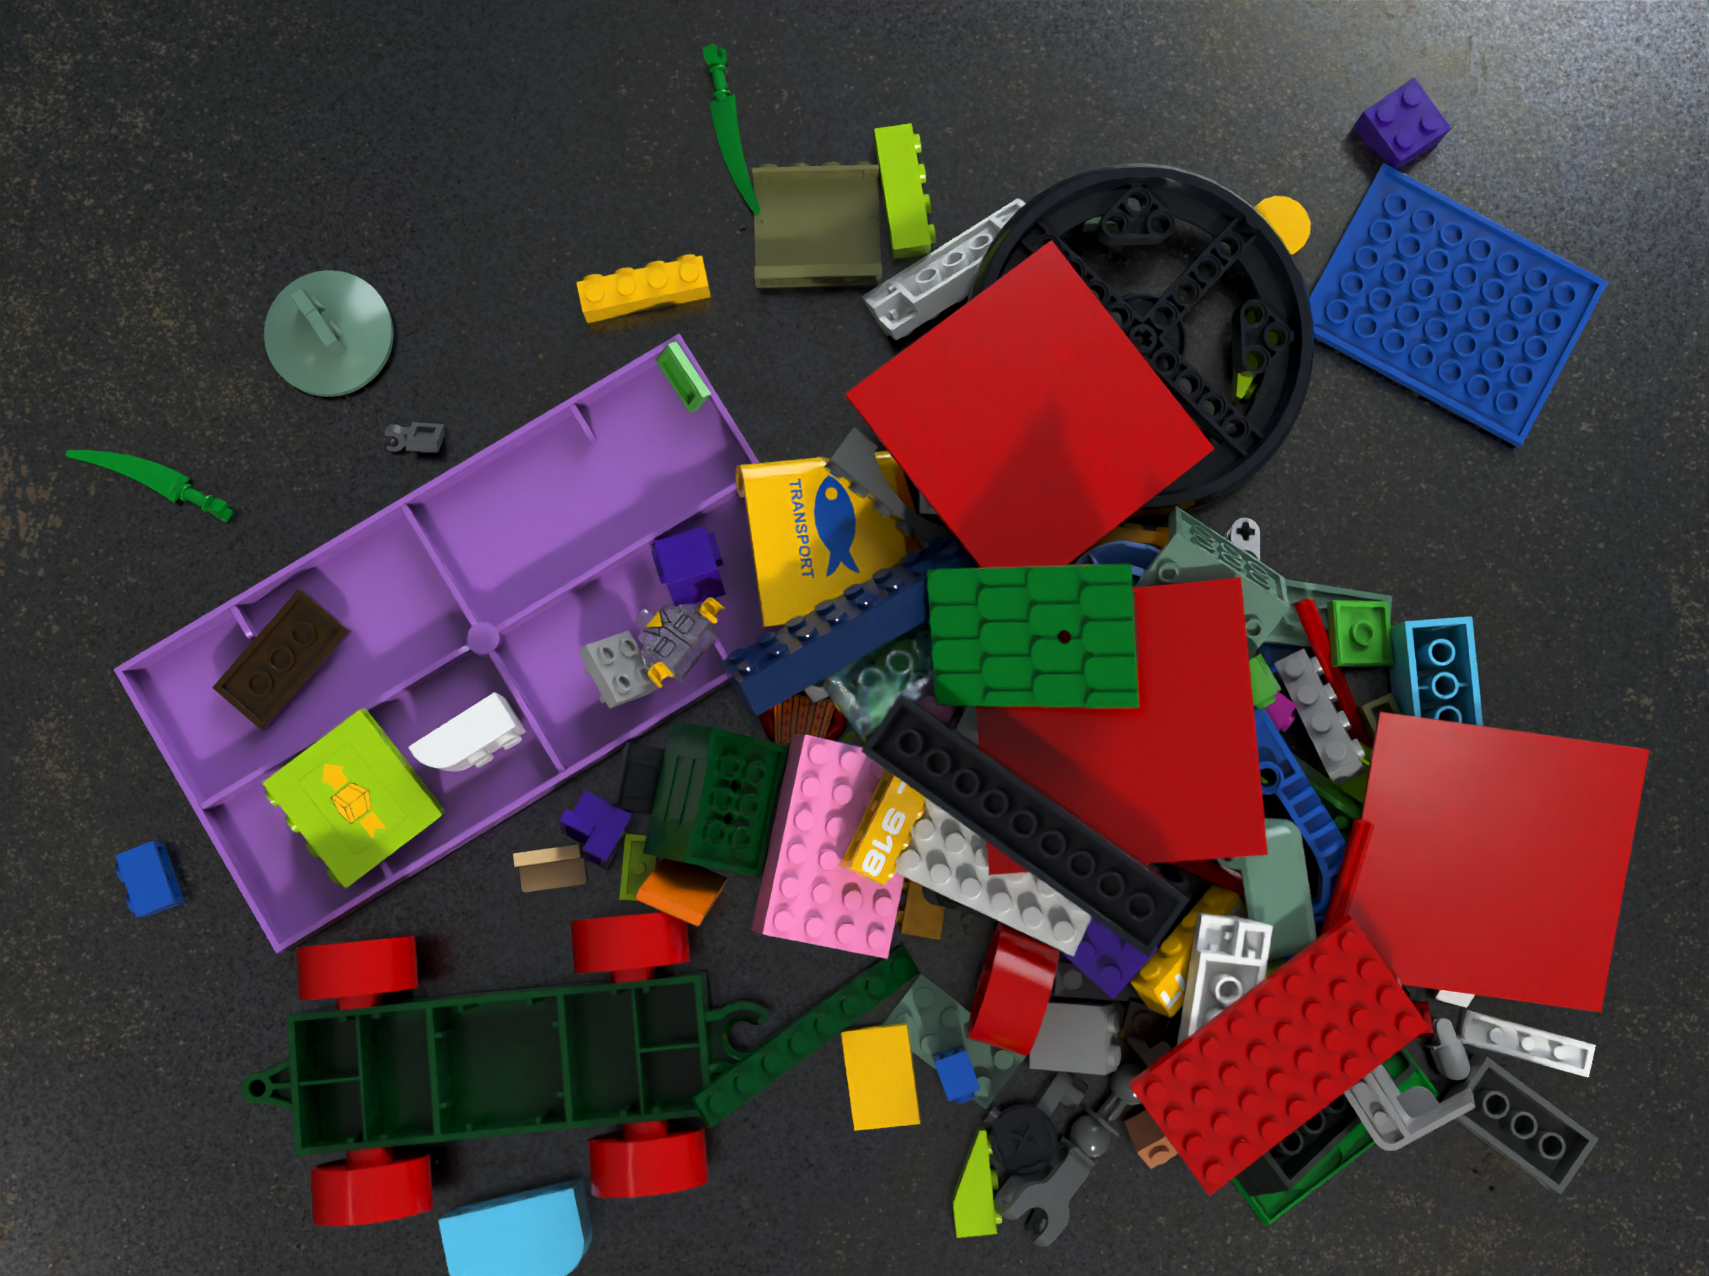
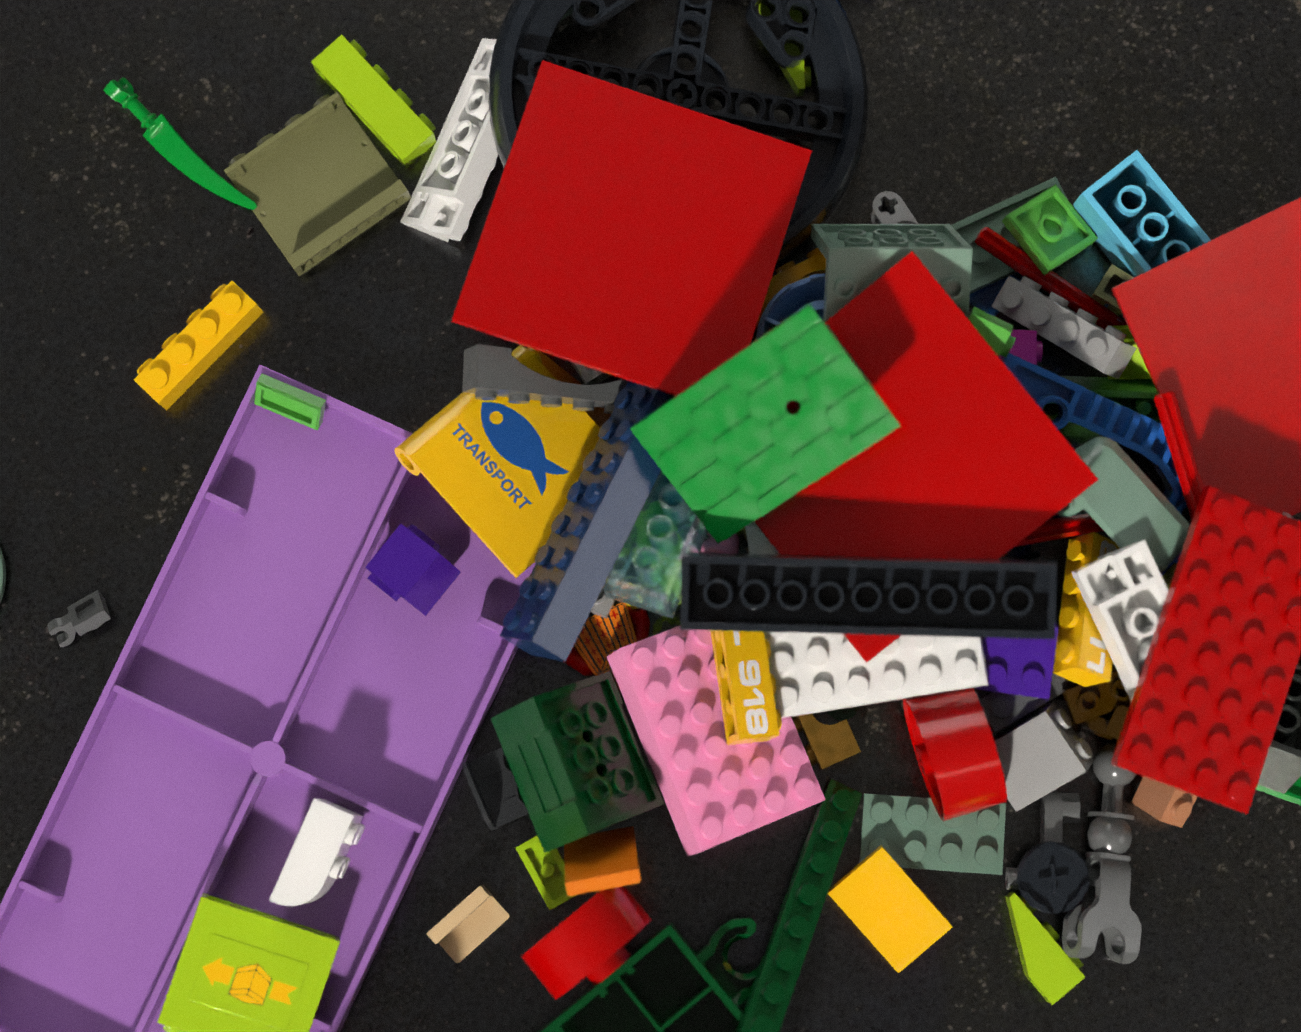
camera: 25 degrees left, 0 degrees up
(281, 659) = (96, 901): dark brown plate -> none
(597, 827) = (486, 858): dark purple plate -> none
(617, 669) = (410, 704): light grey plate -> none
(676, 638) = (443, 640): clear torso -> none
(956, 1074) = (955, 860): blue brick -> none

